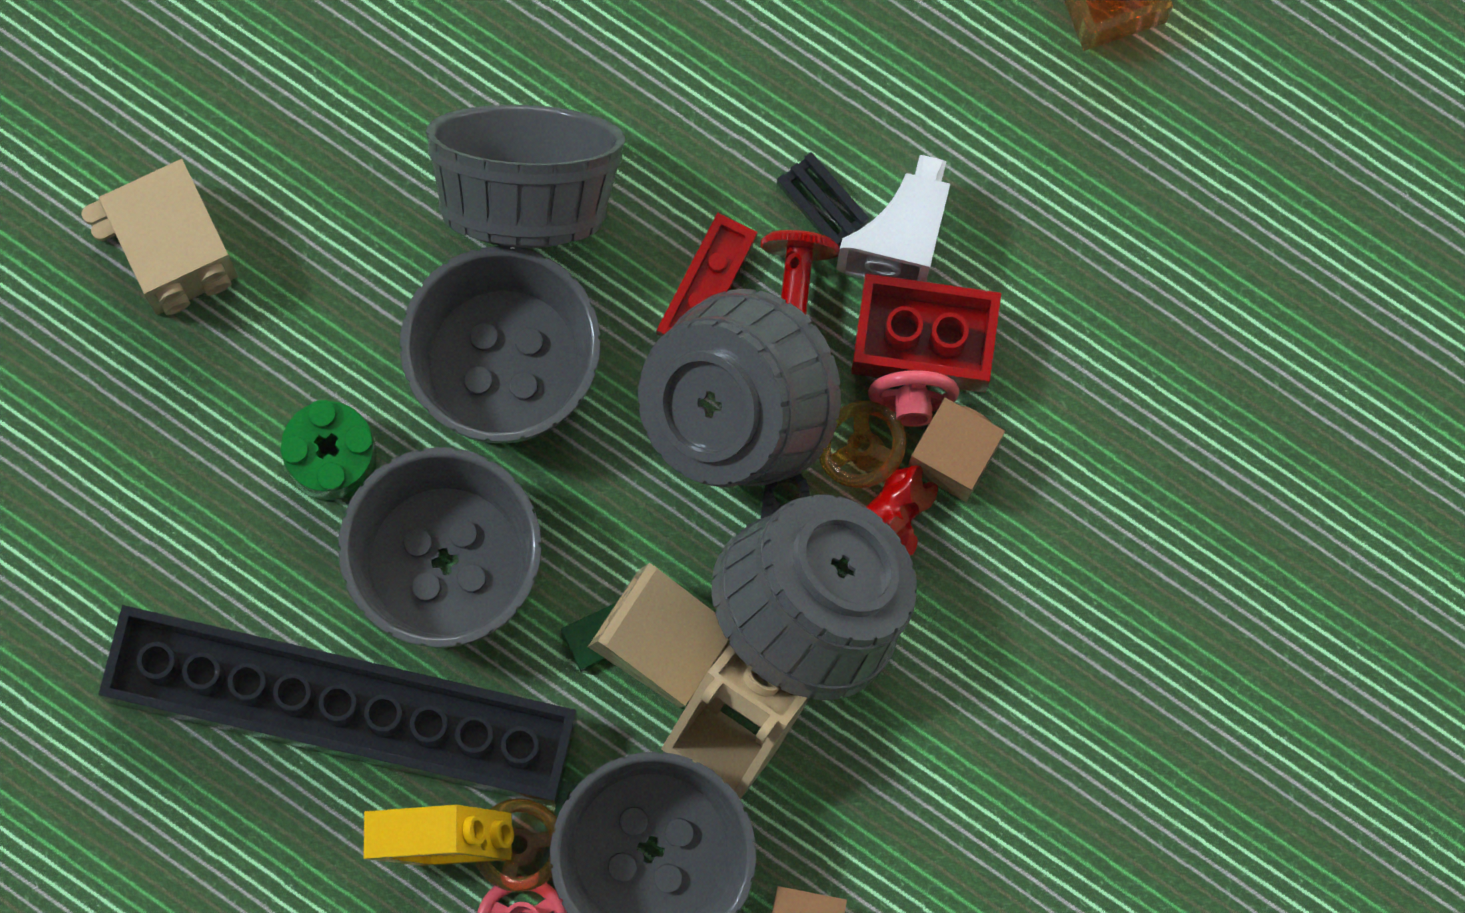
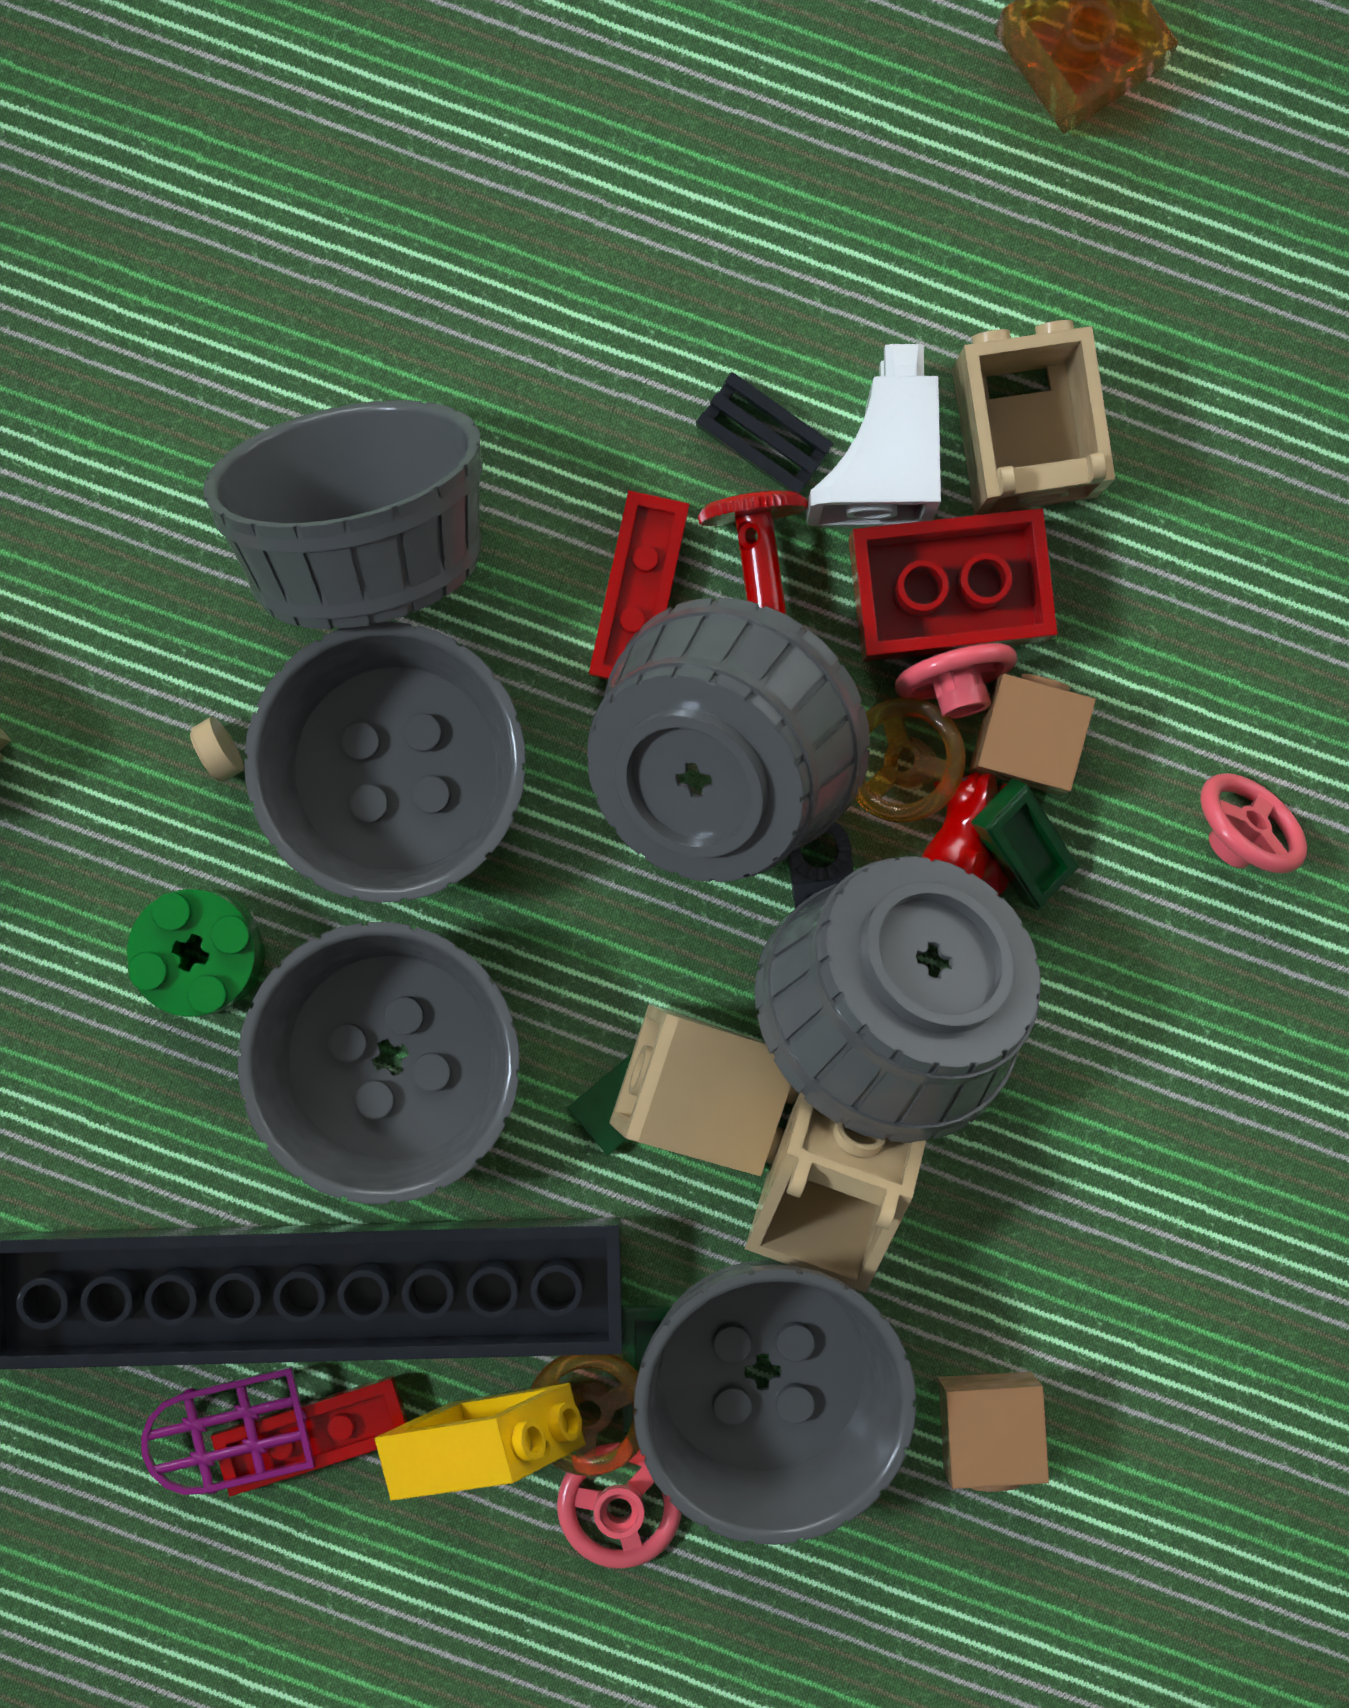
camera: 10 degrees left, 10 degrees up
(273, 805) = (250, 1445): none -> magenta window
(310, 812) = (336, 1425): none -> red plate
(381, 316) = (216, 749): none -> tan tile
(932, 523) = (1025, 844): none -> dark green tile
(1011, 253) = (1039, 443): none -> tan container
(1090, 557) = (1245, 833): none -> coral piece

